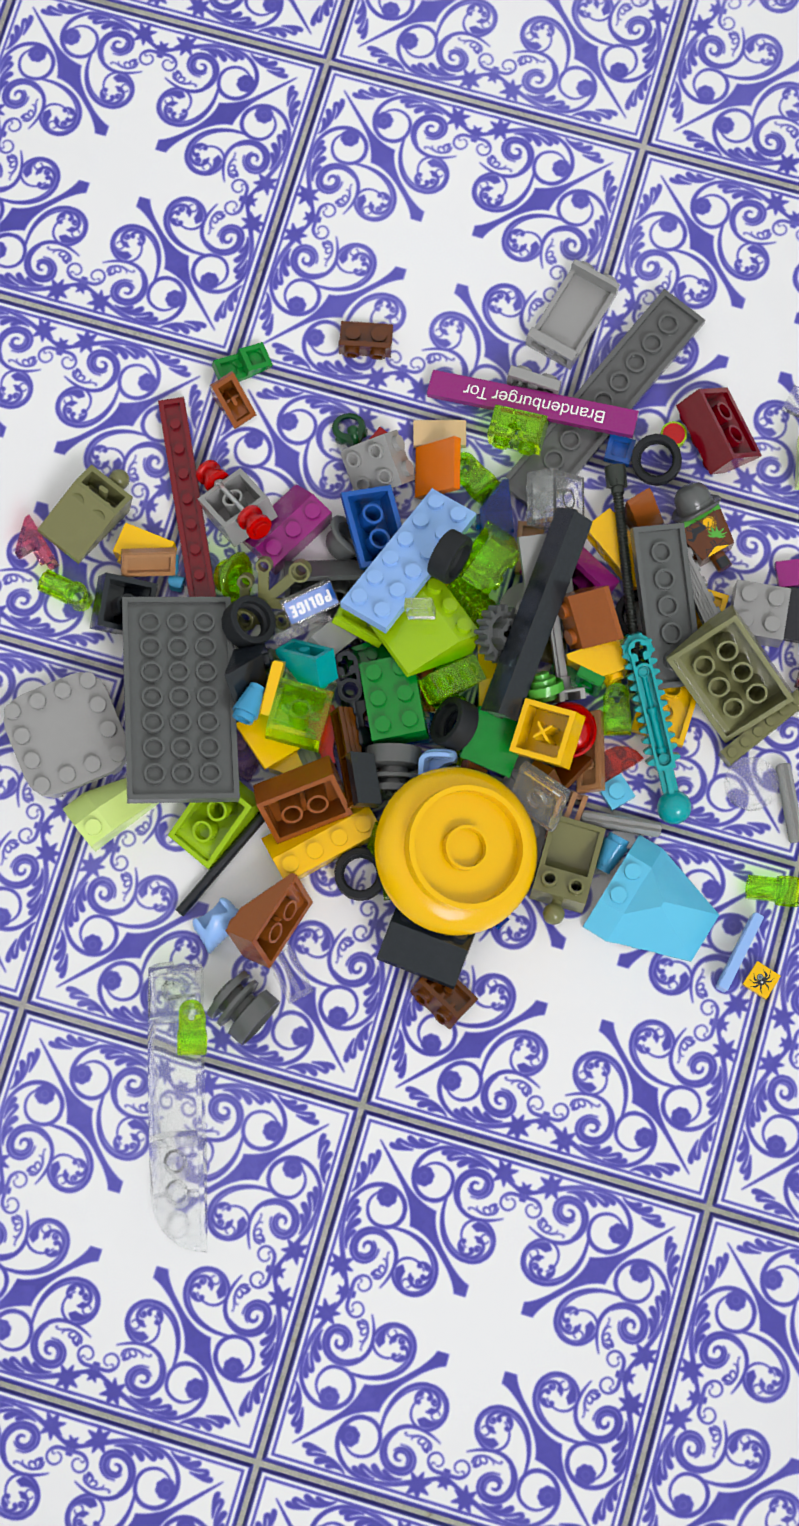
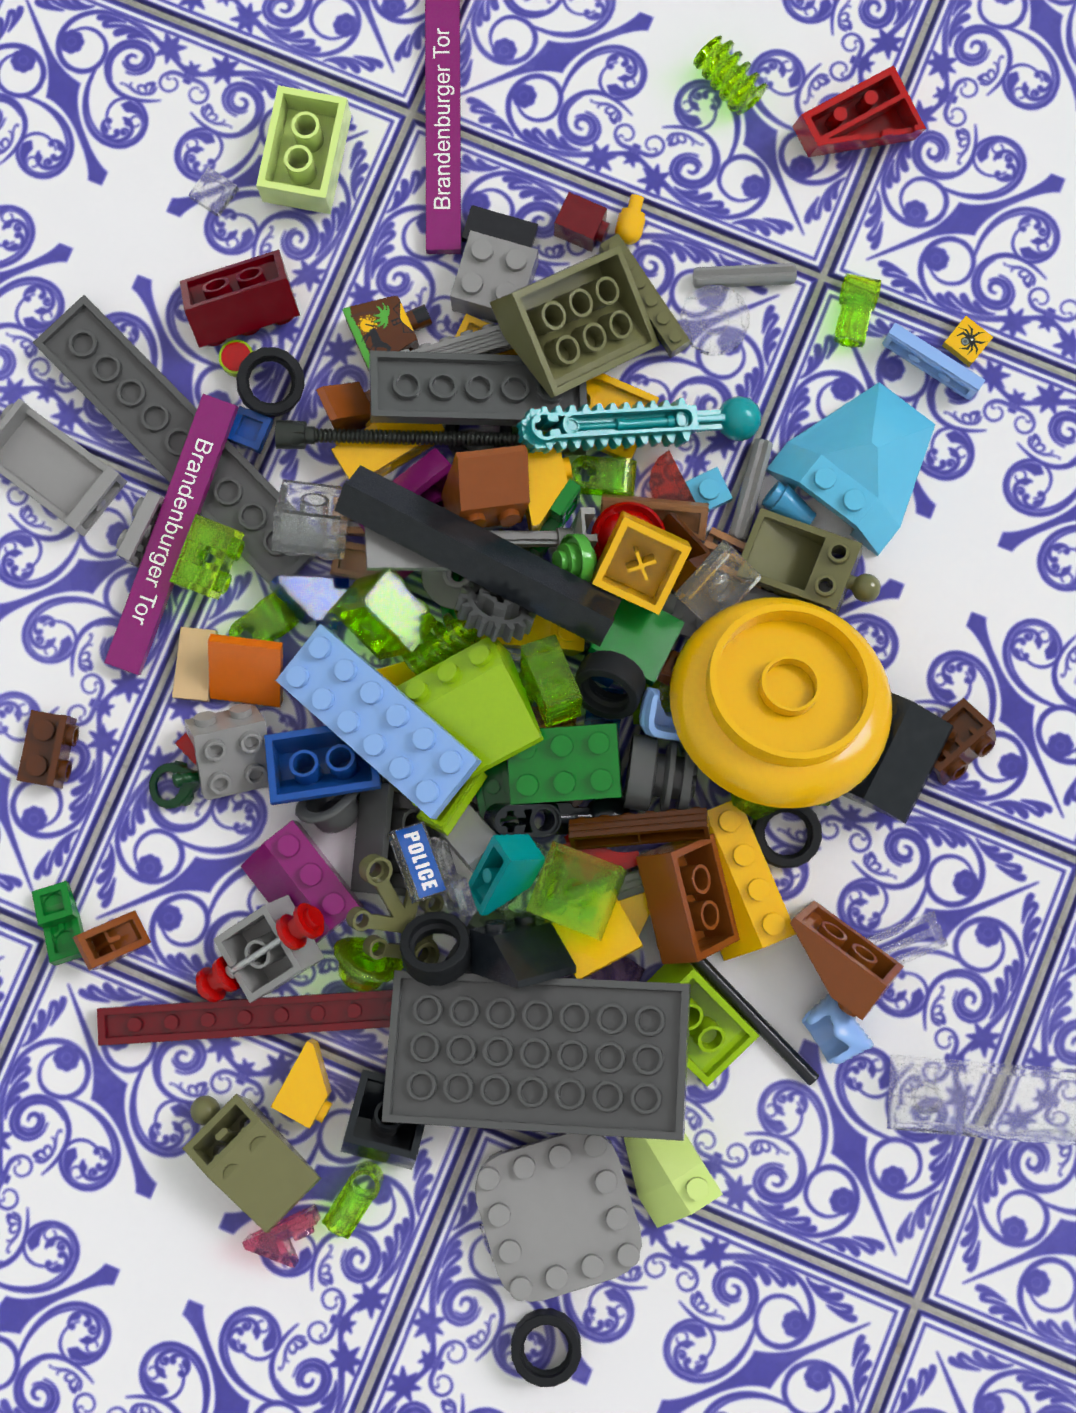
camera: 85 degrees left, 5 degrees up
(148, 562) = (331, 1080): medium nougat tile -> none
(176, 582) = (358, 1045): dark azure hand -> none
(192, 1033) = (1000, 1078): clear neon green piece -> none
(242, 1007) = (957, 1005): dark grey wheel -> none
(249, 704) = (559, 958): dark azure cone -> none
(275, 675) = (537, 924): yellow tile -> none
(363, 779) = (677, 813): black tile -> none
(420, 608) = (452, 711): clear tile -> none
(450, 556) = (383, 662): black tyre -> none
(693, 501) = (337, 340): dark grey hat -> none

